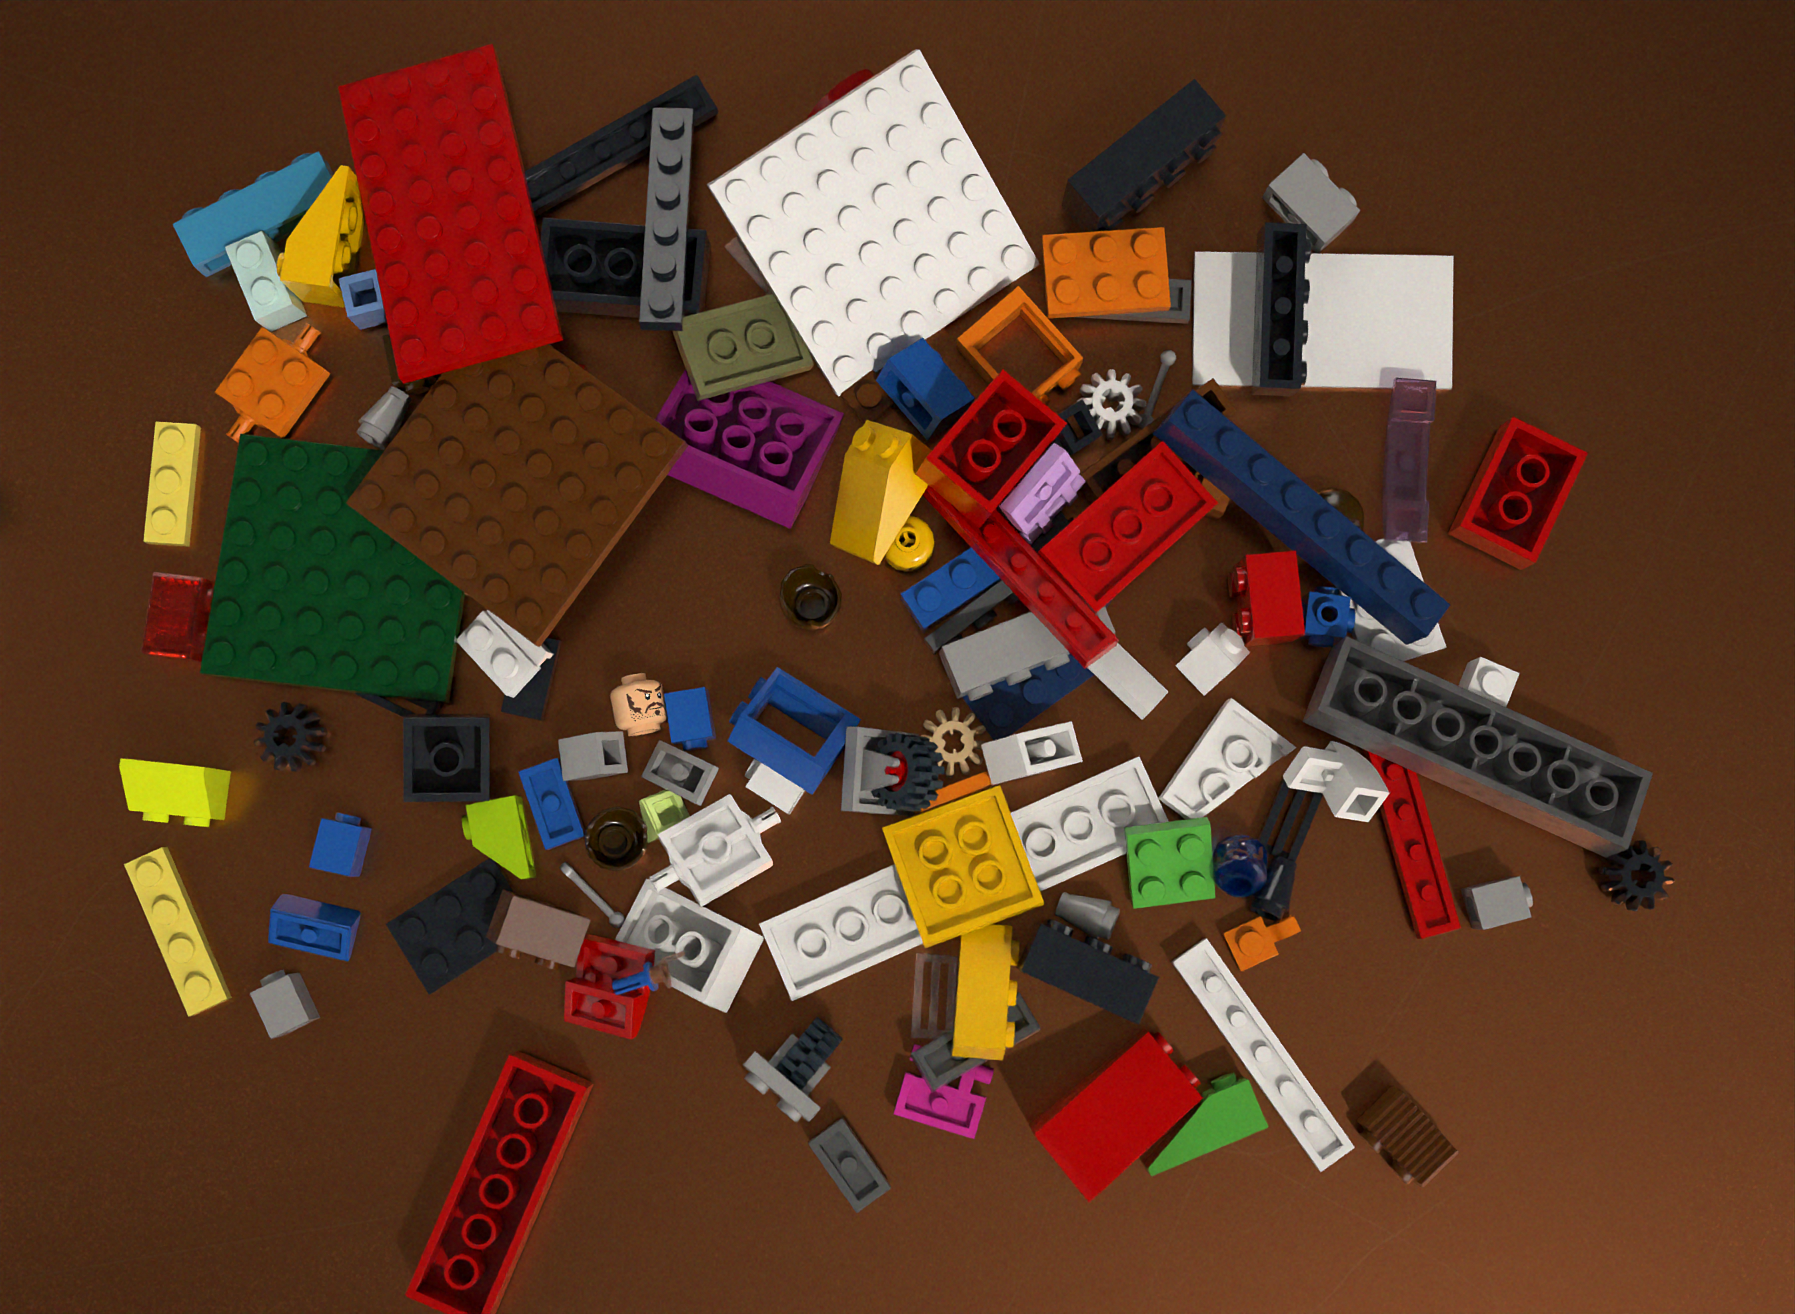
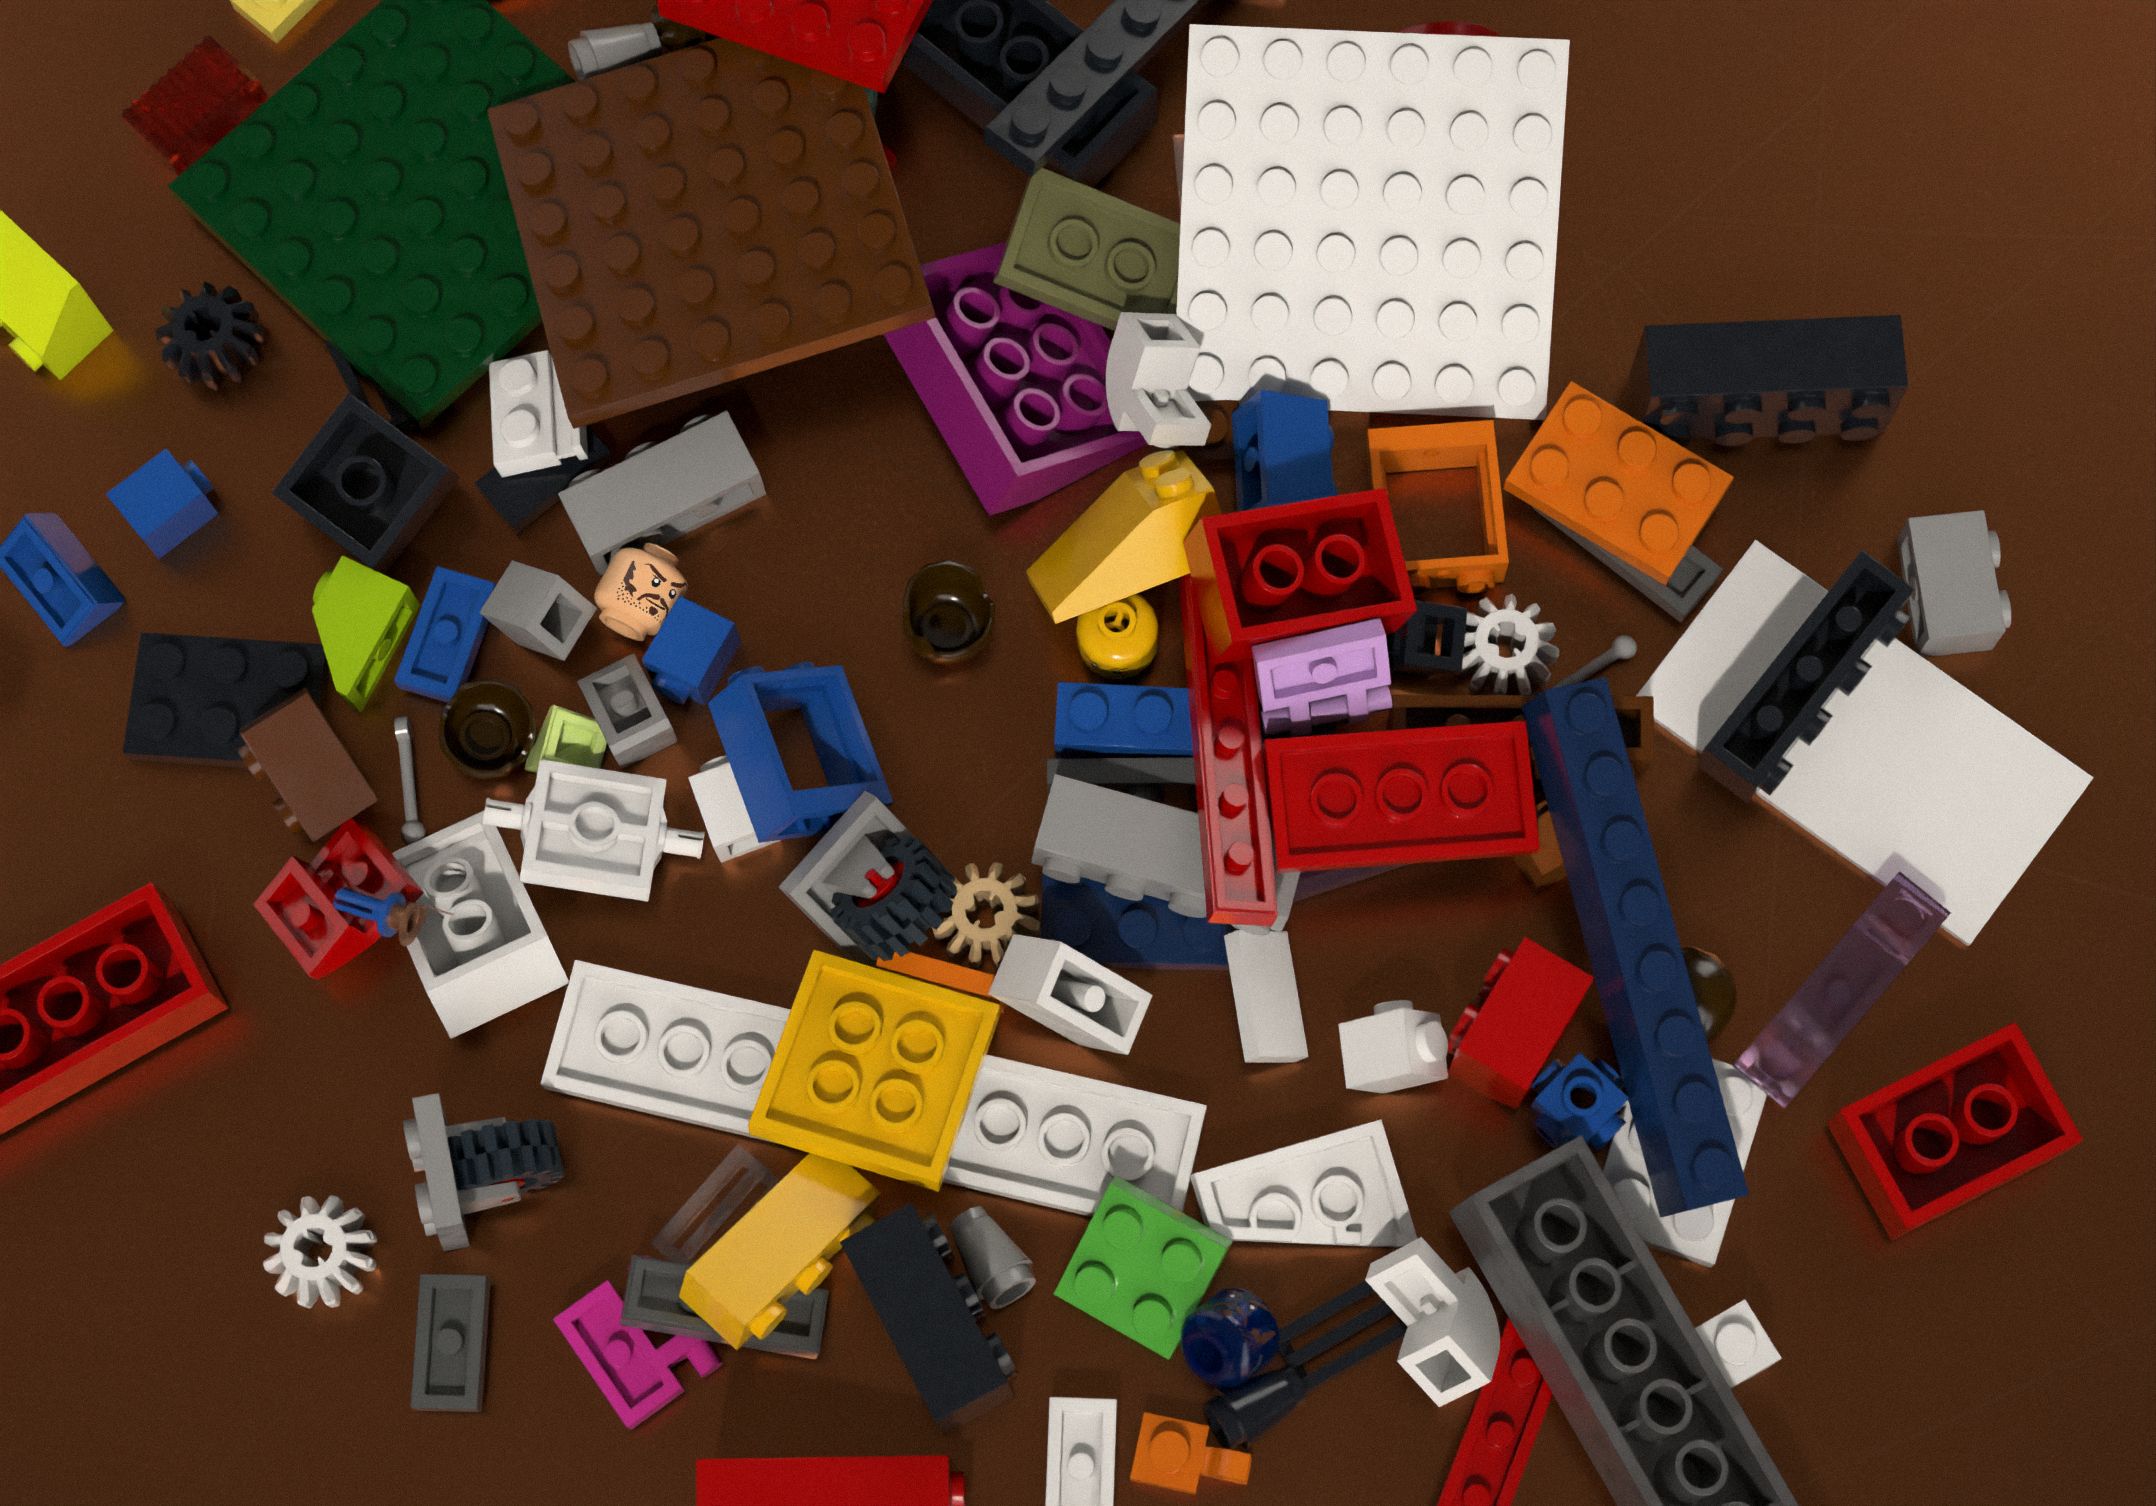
camera: 40 degrees right, 10 degrees down
(605, 642) = (663, 489): none -> light grey brick
(741, 1184) = (303, 1273): none -> white gear
(819, 393) = (1149, 380): none -> white brick

